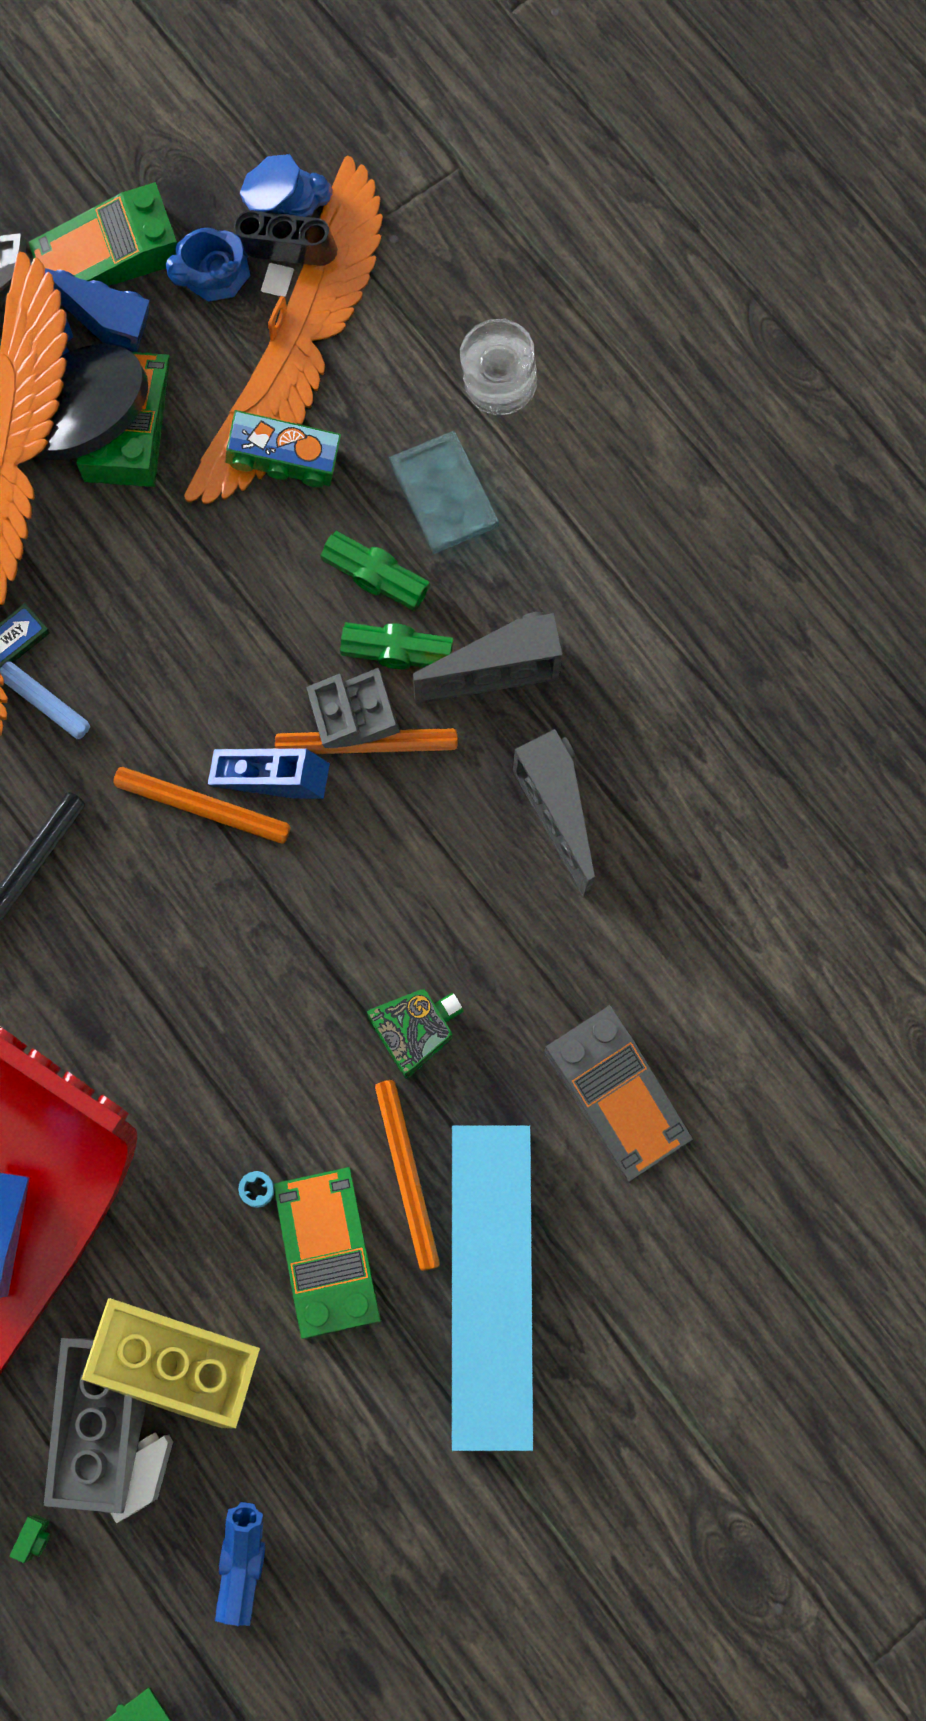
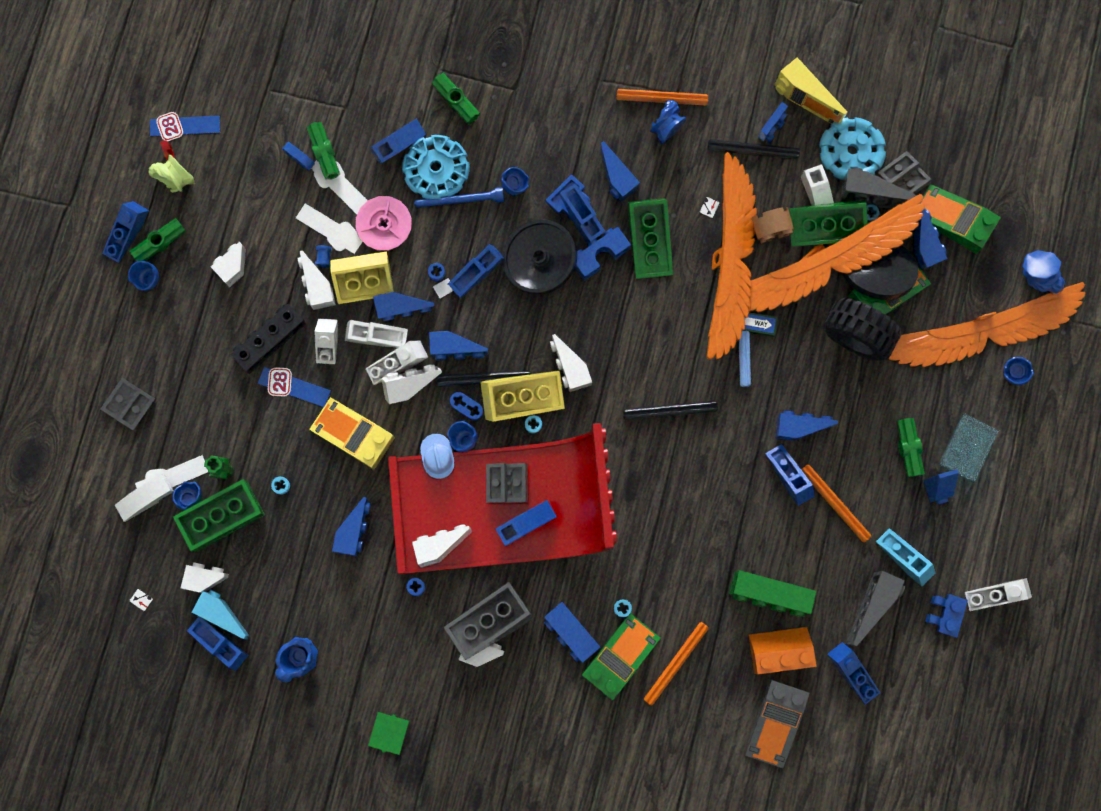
camera: 50 degrees right, 5 degrees up
(31, 1539) = (427, 632): green plate -> none
(140, 492) = (862, 329): none -> black tyre
(171, 1364) = (533, 634): light yellow slope -> none
(201, 805) = (755, 458): orange axle -> none
(208, 704) = (796, 427): none -> blue slope
(209, 264) = (985, 268): blue piece -> none
(227, 1301) = (571, 633): none -> blue brick
(240, 1565) = (480, 719): blue piece -> none
(277, 279) = (1002, 299): white sticker -> none
(282, 449) = (929, 367): brick -> none
(286, 238) = (1022, 298): black beam -> none
(352, 709) = (844, 487): dark grey slope -> none
(393, 337) = (1018, 371): none -> blue hair
(394, 645) = (886, 483): green piece -> none
(414, 1027) = (736, 619): torso -> none
(418, 940) = (771, 592): none -> green brick
(464, 568) = (941, 486): none -> blue slope
(491, 1289) = (660, 733): medium azure tile -> none
(498, 366) = (1051, 422): clear wheel -> none
(507, 658) = (923, 537): dark grey slope -> none
(517, 997) = (782, 650): none -> orange slope
(528, 703) = (906, 557): none -> medium azure slope
(633, 916) = (853, 672): none -> blue slope
(664, 710) = (951, 615): none -> blue plate
(686, 620) = (998, 594): none -> white slope

